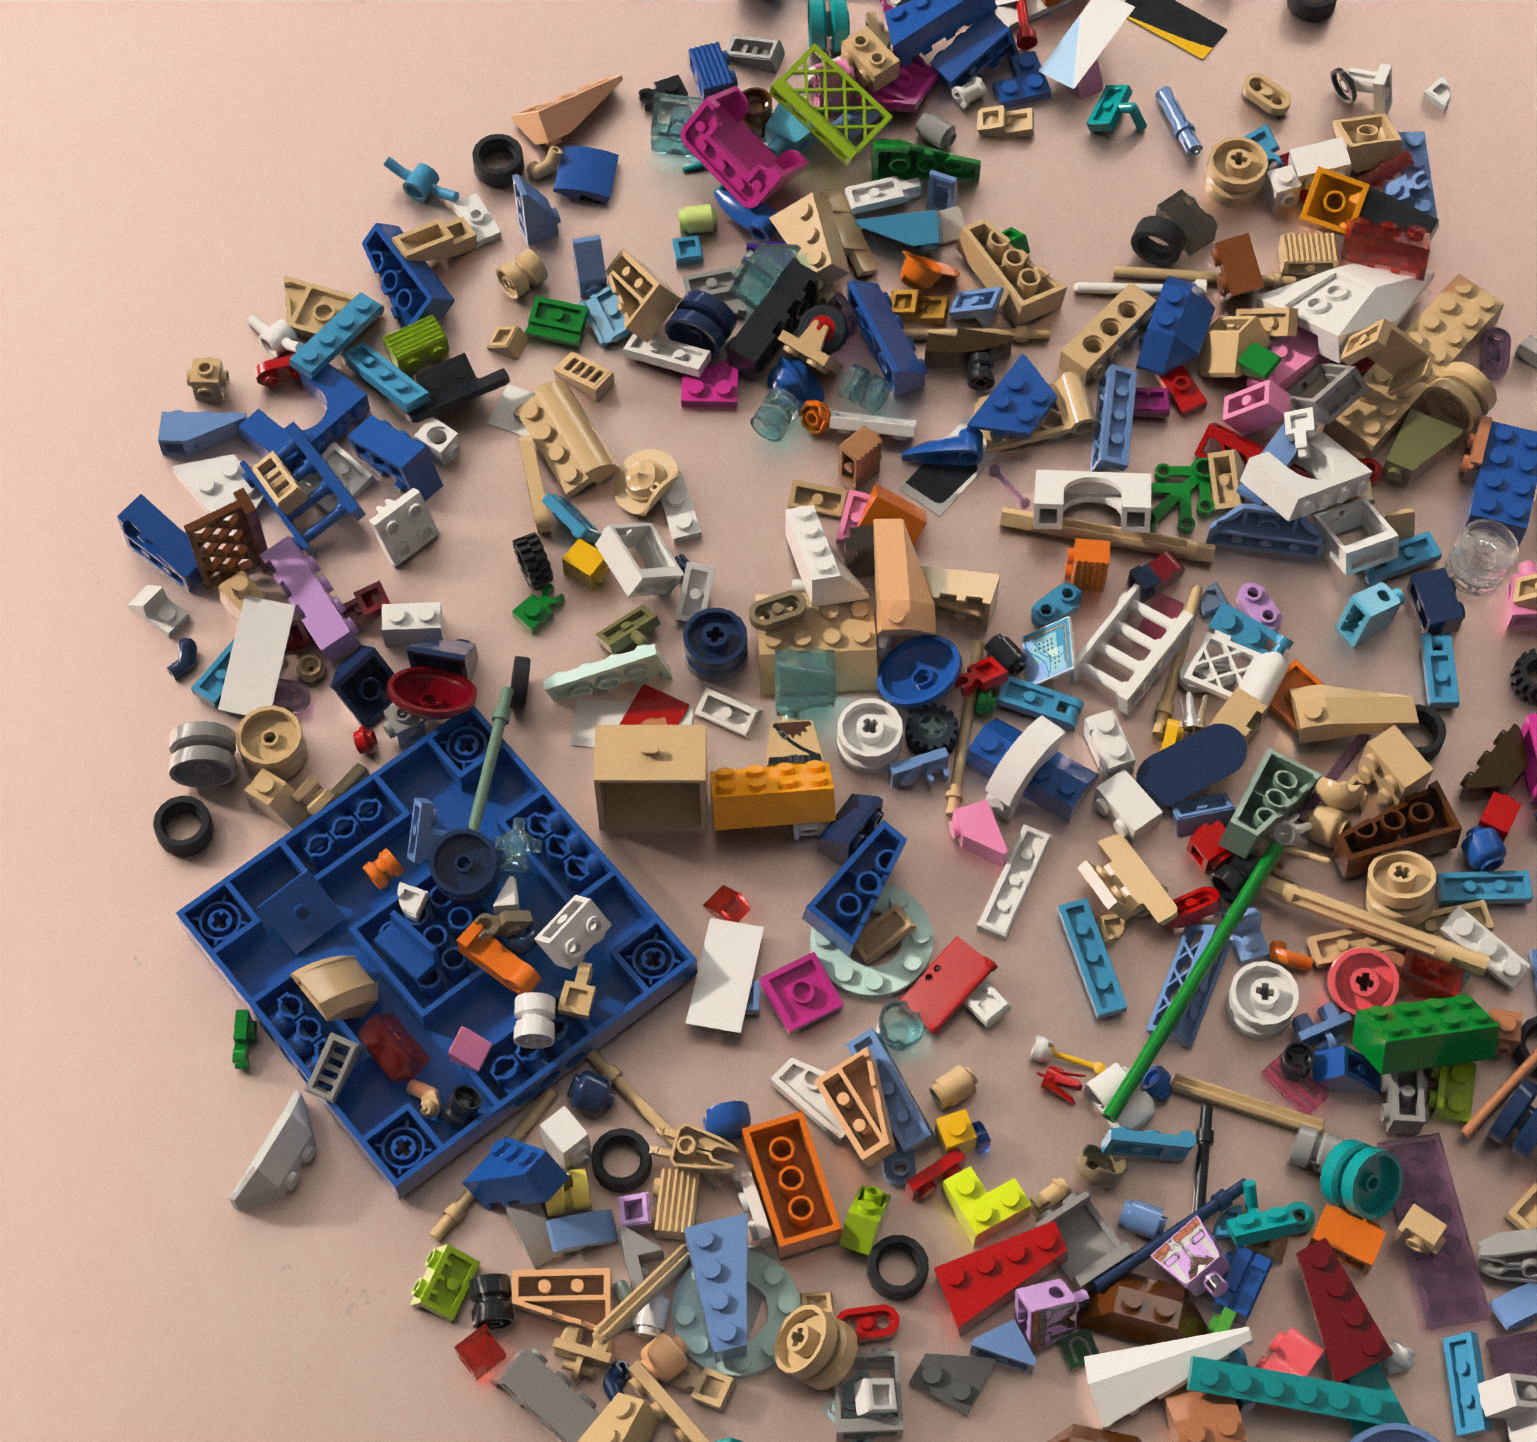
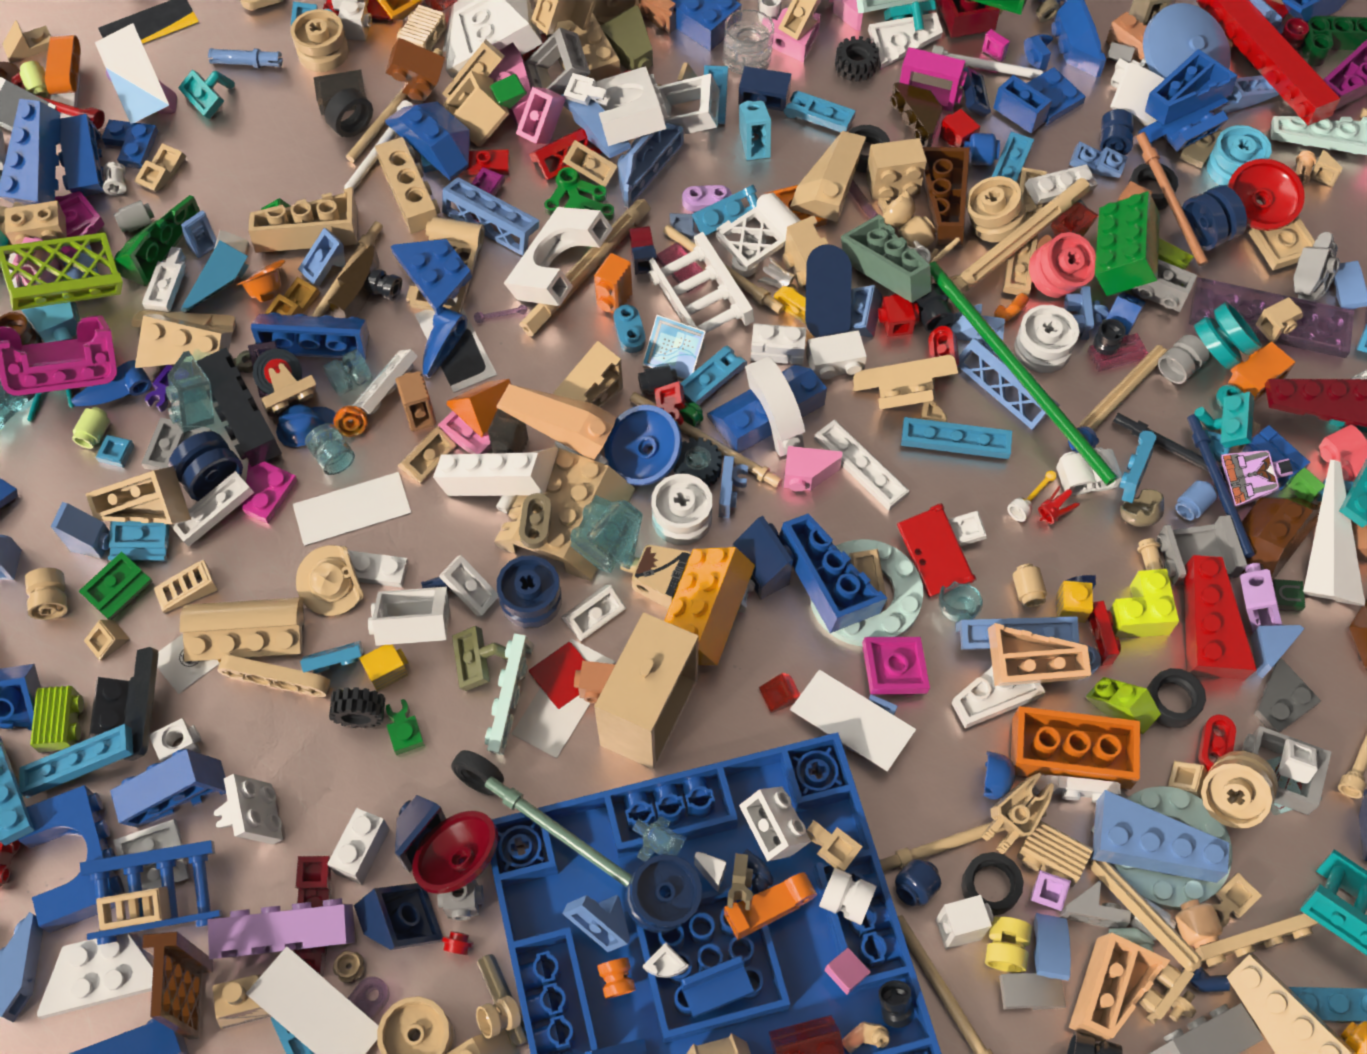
camera: 65 degrees left, 0 degrees up
(515, 1173) = (986, 979): blue wedge -> none
(731, 465) = (351, 508): none -> white sticker

